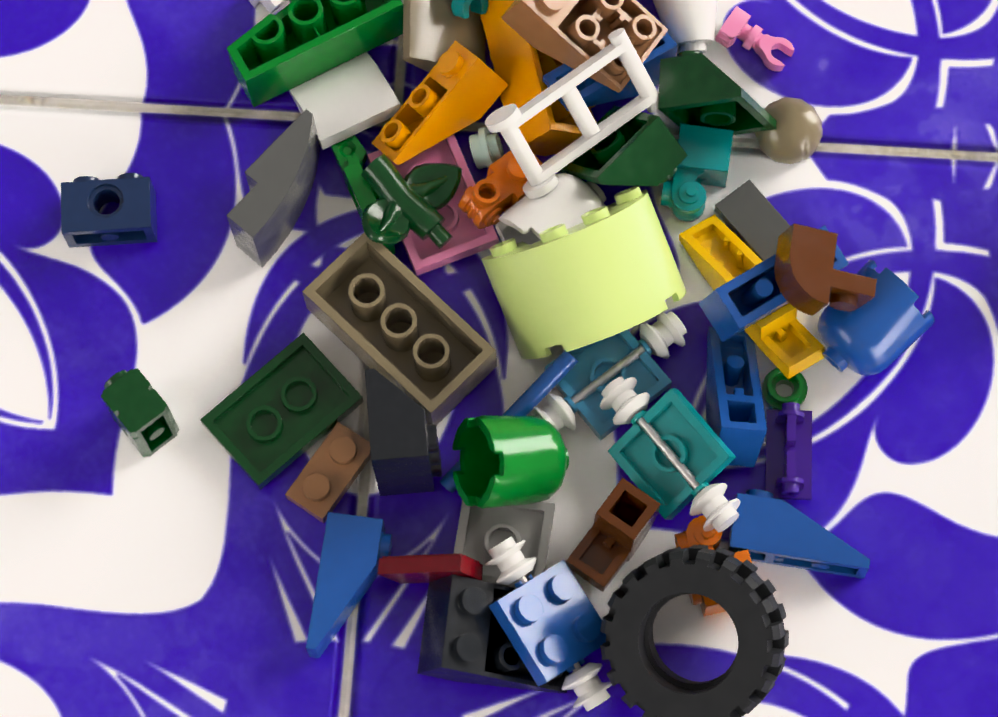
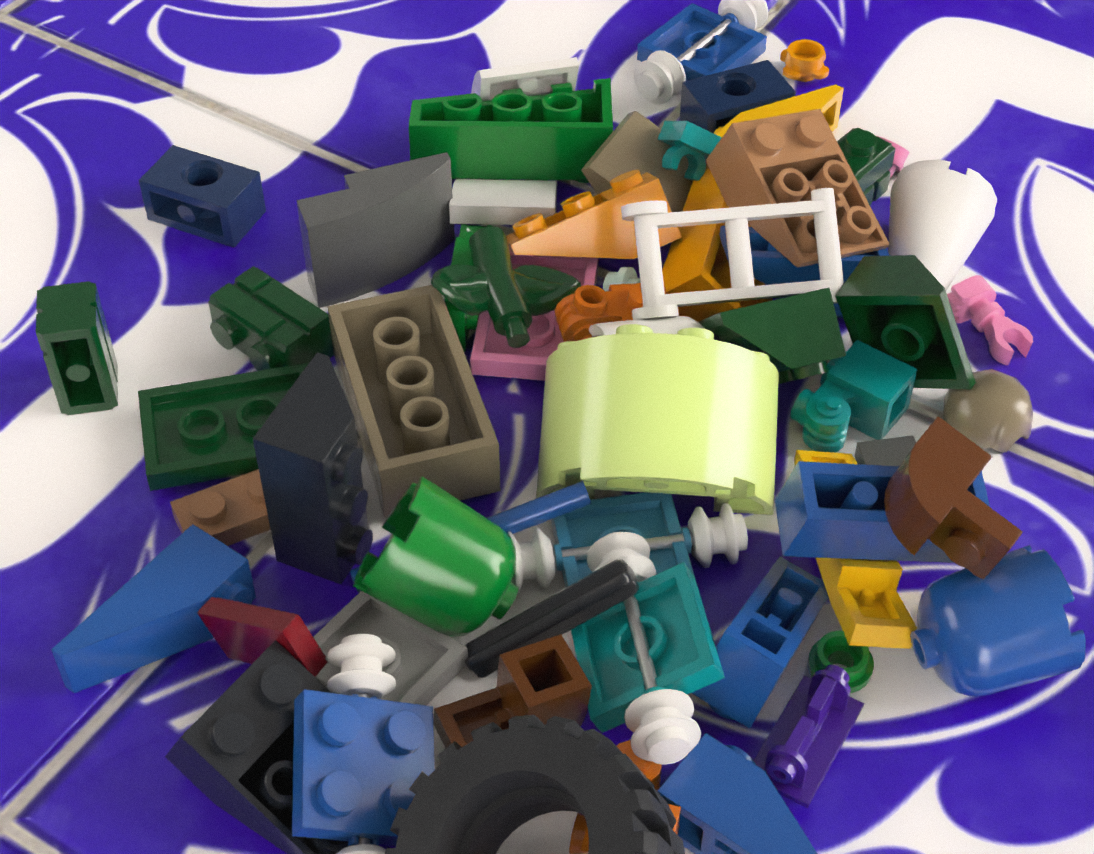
camera: 25 degrees right, 25 degrees down
(251, 312) = (268, 322): none -> dark green brick
(601, 460) = (553, 615): none -> black axle

